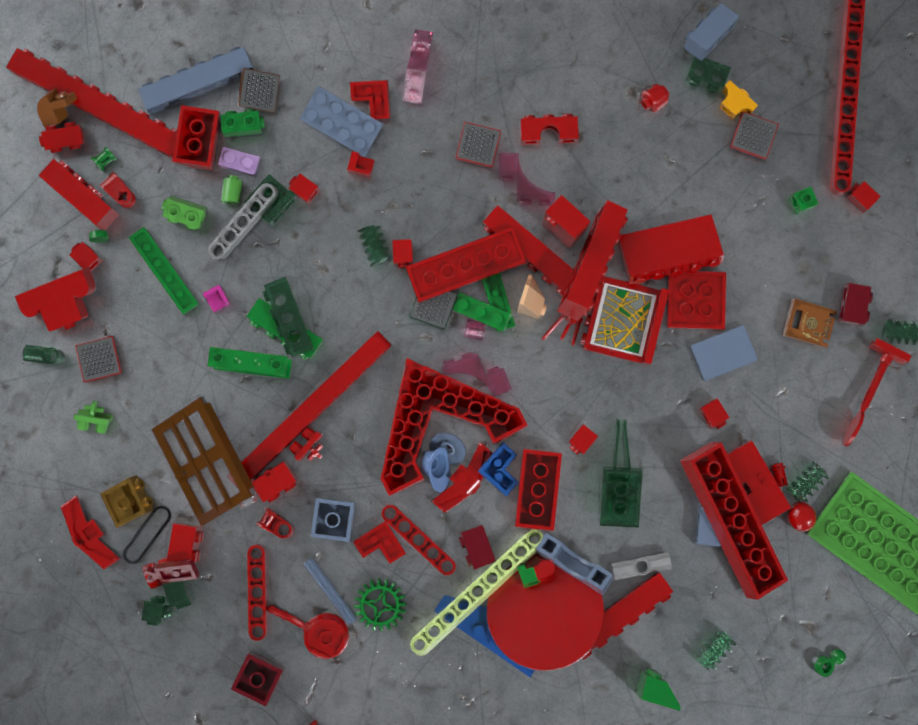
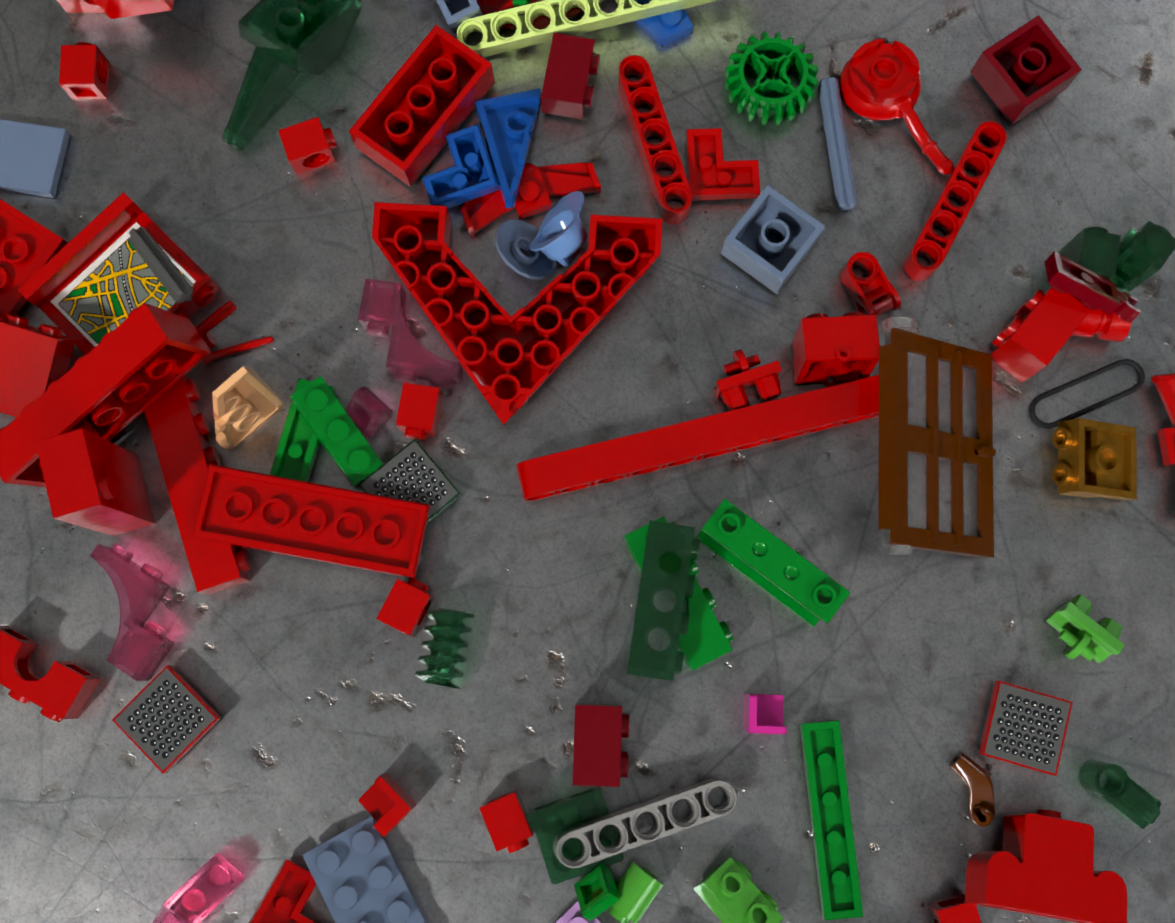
camera: 150 degrees left, 5 degrees down
(104, 320) = (980, 789): none -> reddish brown arm
(248, 181) = (596, 892): none -> green tile
(282, 242) = (598, 745): none -> dark red brick
(450, 343) = (419, 411): none -> red brick
(491, 502) = (508, 131): none -> blue wing
(611, 340) = (160, 265): none -> dark grey axle

